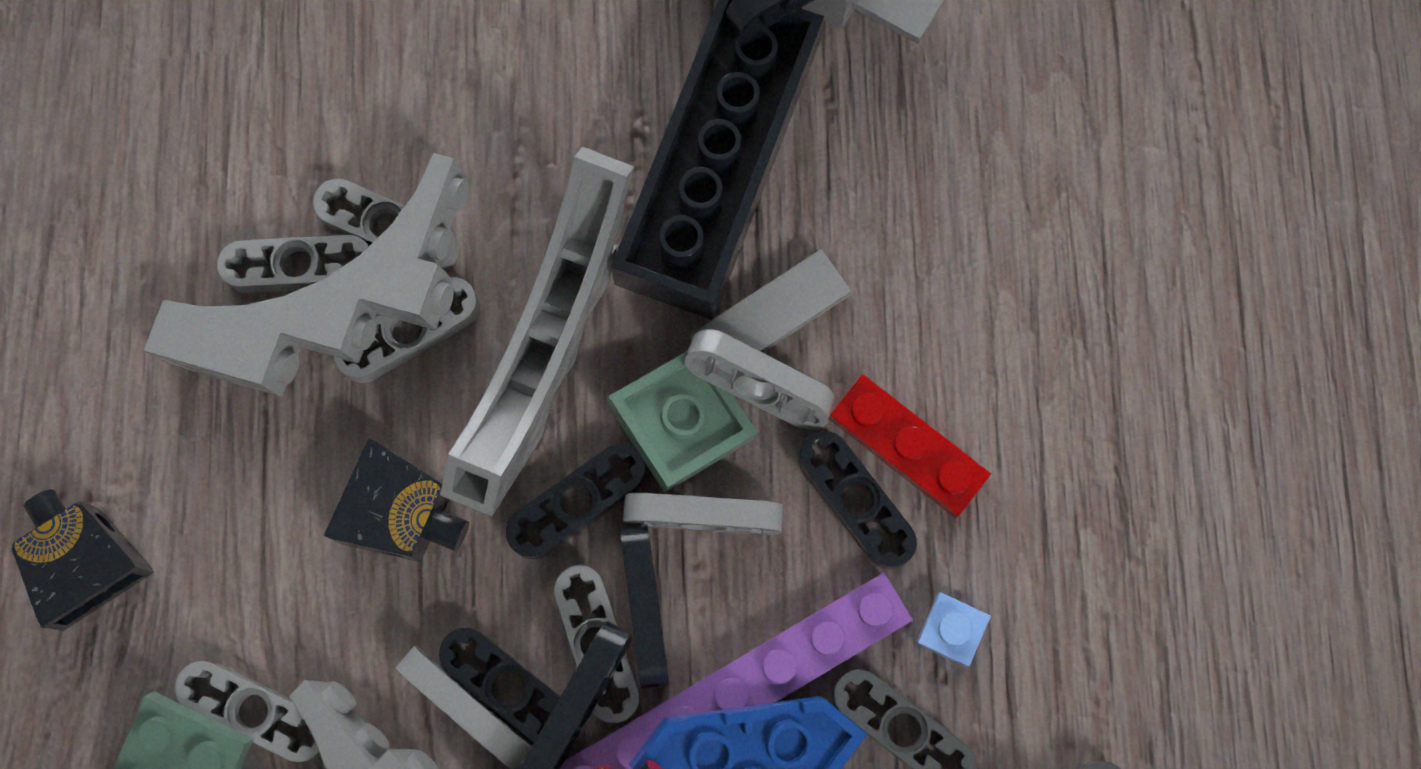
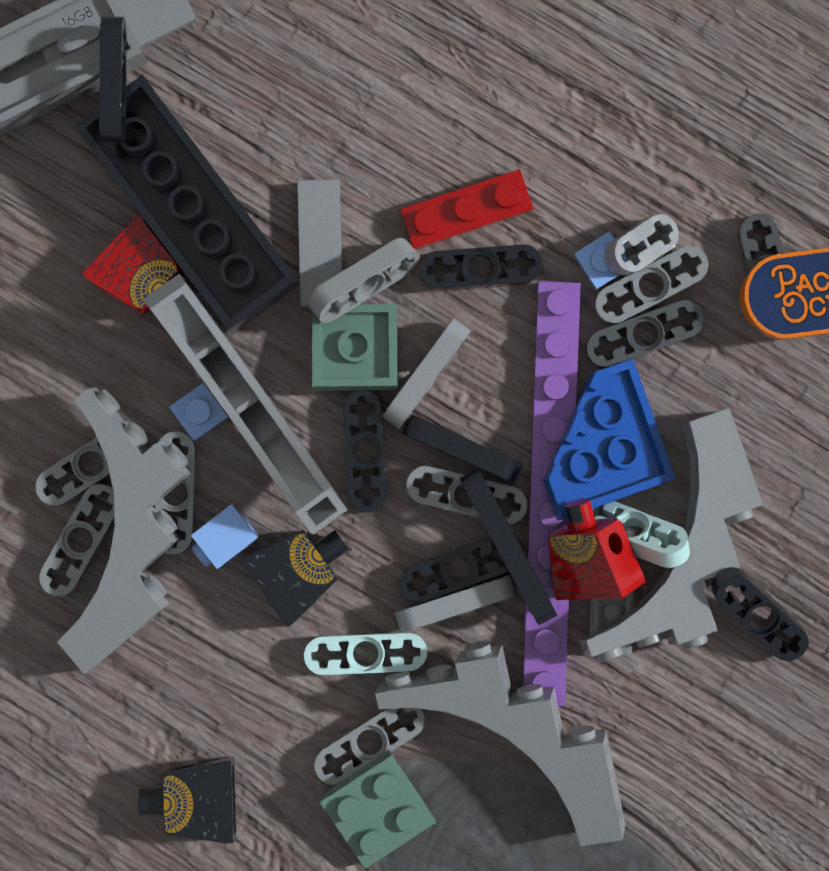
camera: 60 degrees left, 10 degrees up
(317, 617) = (355, 668): none -> light aqua beam
(387, 408) = (223, 537): none -> light blue brick
(504, 299) = (199, 412): none -> light blue plate
(621, 129) = (133, 266): none -> red torso
(995, 671) = (637, 237): none -> light grey beam
(1006, 709) = (683, 280): none -> light grey beam

